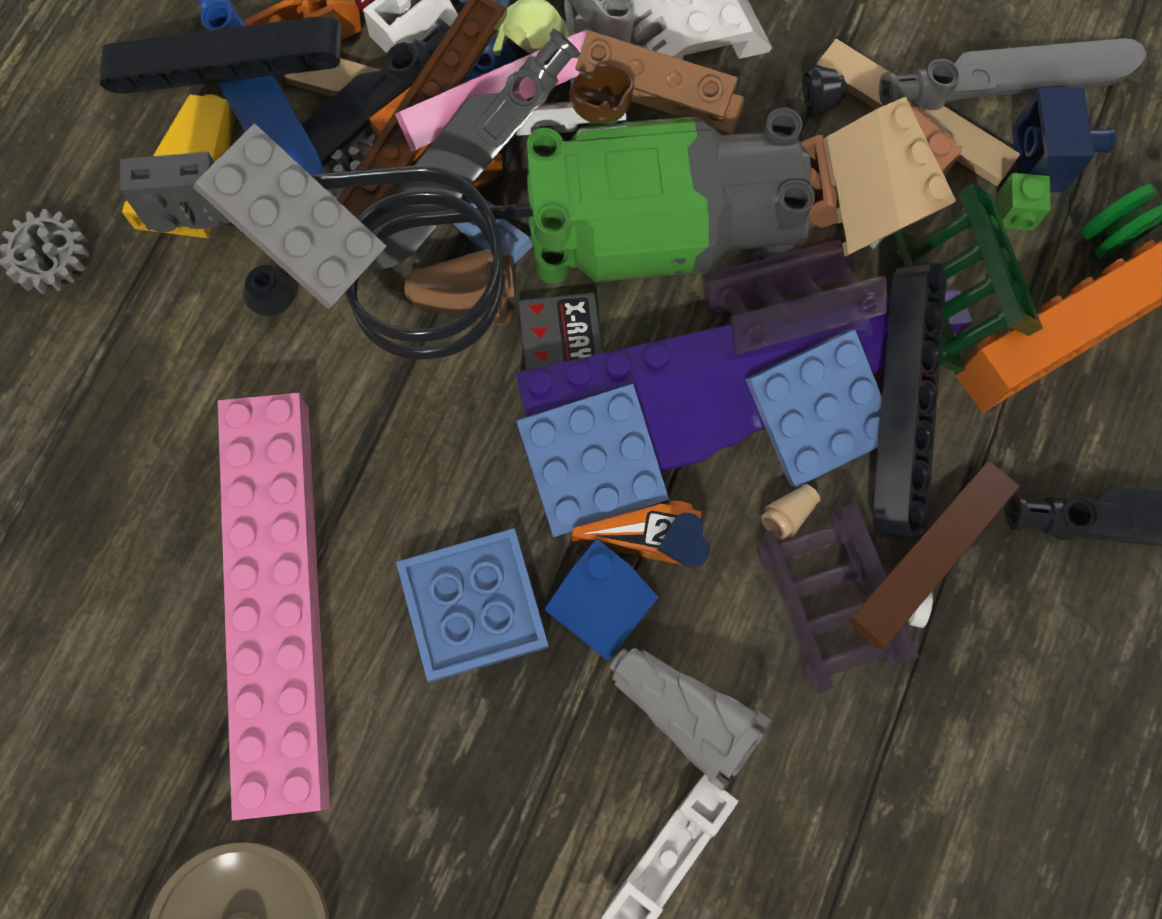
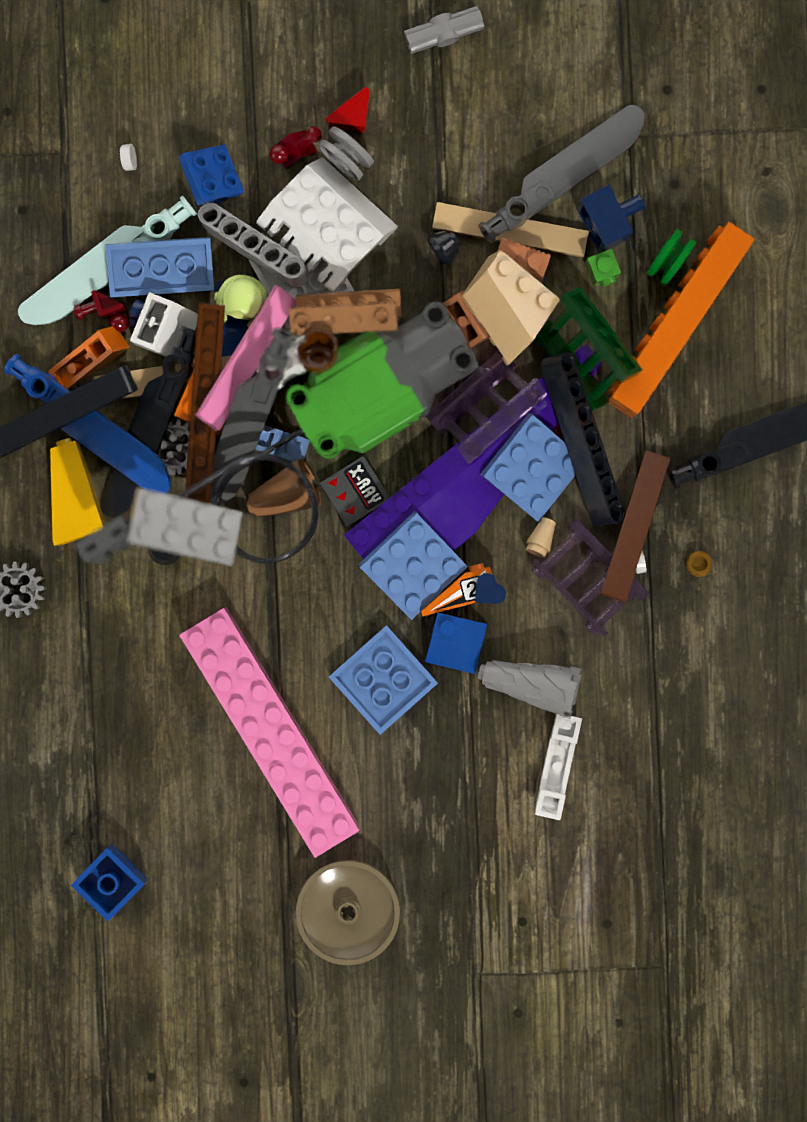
camera: 20 degrees left, 15 degrees up
(1003, 654) = (698, 563): none -> pearl gold tile

